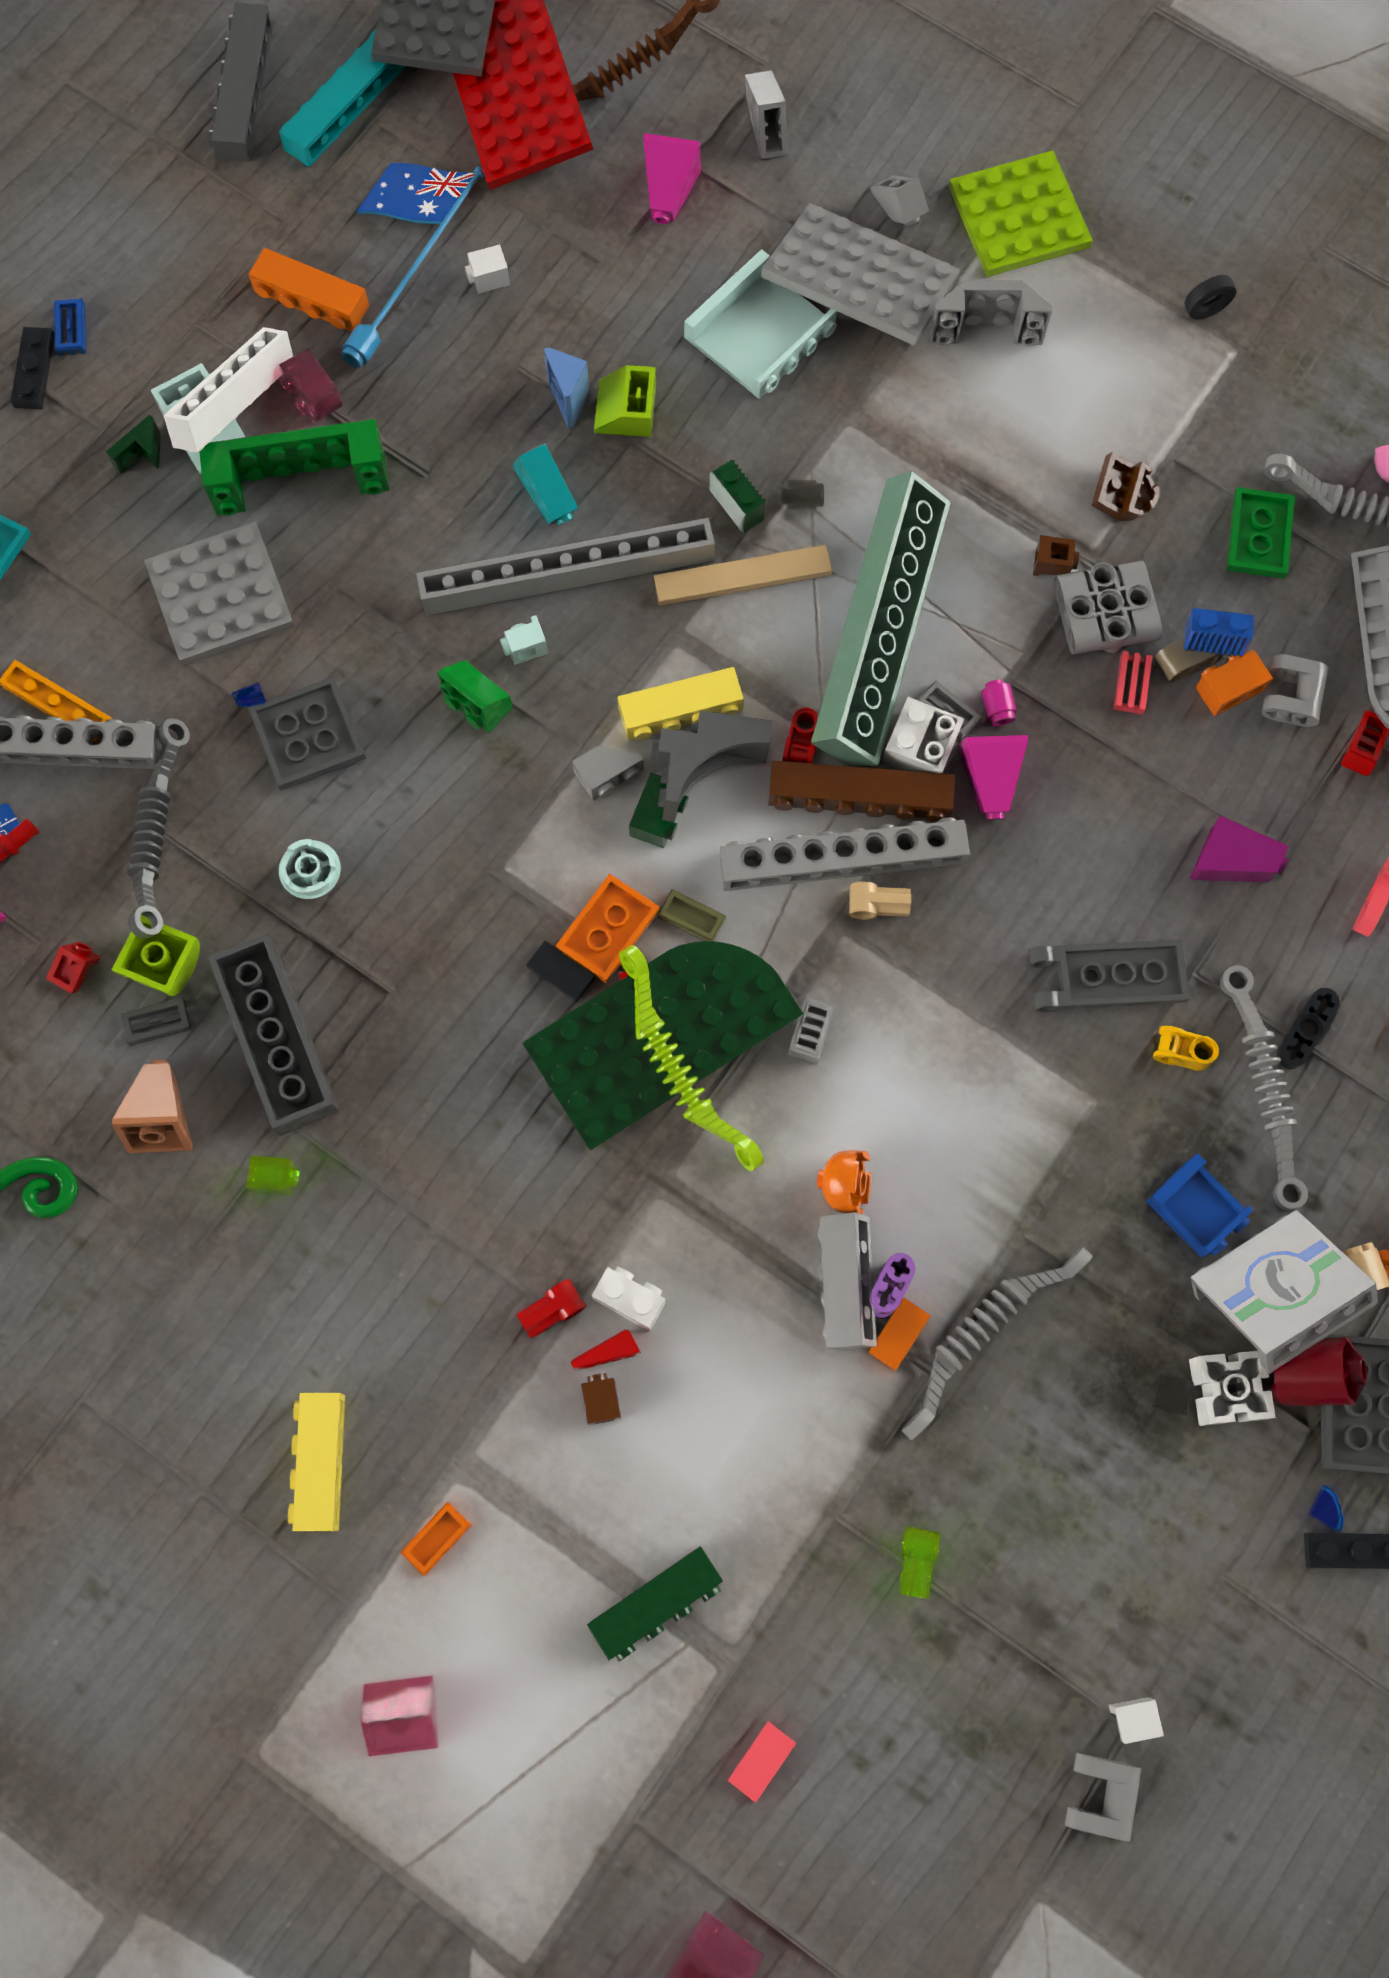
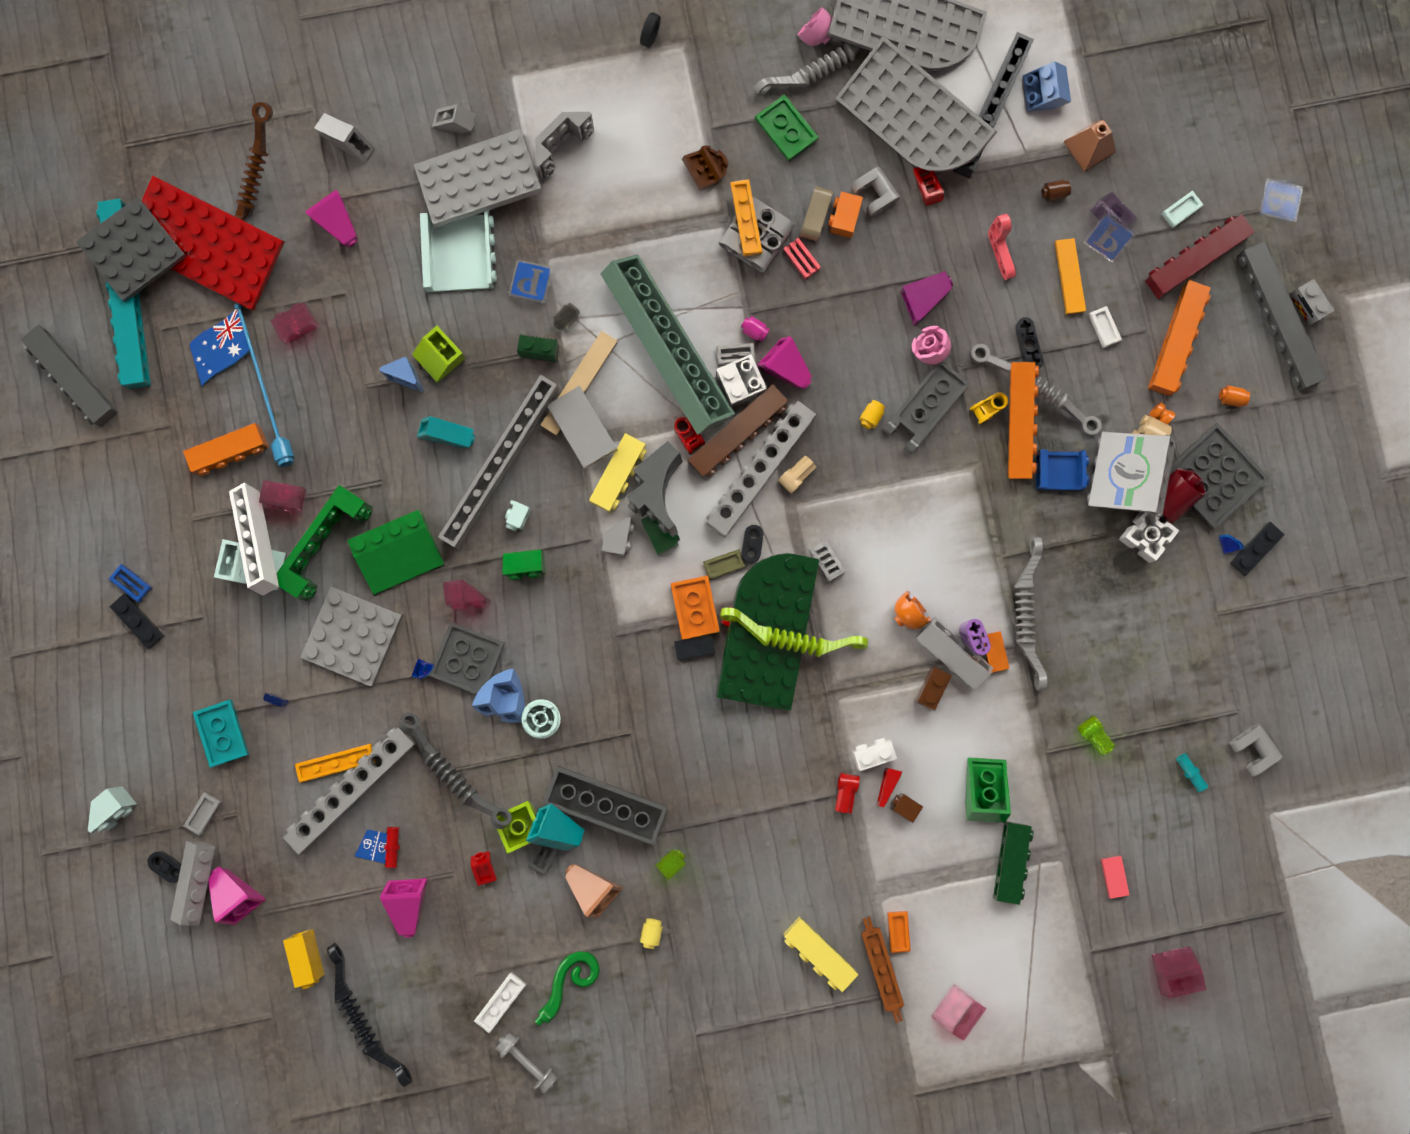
camera: 50 degrees left, 10 degrees up
(71, 575) = (275, 699): none -> clear blue tile
(139, 442) = (233, 603): dark green slope -> none
(163, 1230) = (651, 933): none -> light yellow brick
(188, 1000) = (554, 829): none -> teal slope
(296, 806) = (501, 697): none -> medium blue brick
(360, 552) = (396, 551): none -> green slope
(368, 1561) = (882, 969): none -> dark orange plate
(375, 660) = (462, 594): none -> clear pink slope
(487, 269) = (299, 352): white brick -> none
(519, 235) = (294, 323): none -> clear pink brick
(694, 617) = (582, 427): none -> light grey tile
(716, 1484) = (987, 790): none -> green slope
(745, 925) = (753, 544): none -> black plate
(779, 1296) = (933, 688): none -> reddish brown brick
(805, 424) = (530, 281): none -> piece
(991, 1737) = (1192, 772): none -> teal pin
(1020, 213) = (516, 70): lime plate -> none
(1035, 922) = (872, 414): none -> yellow brick
(1055, 556) = (702, 231): reddish brown brick -> none
(1112, 575) = (746, 218): none -> light orange tile
(1137, 1720) = (1240, 706): white panel -> none
(1186, 913) = (932, 345): none -> bright pink cylinder
(1208, 1094) = (1022, 420): none -> orange brick
(1218, 632) = (820, 199): blue brick -> none

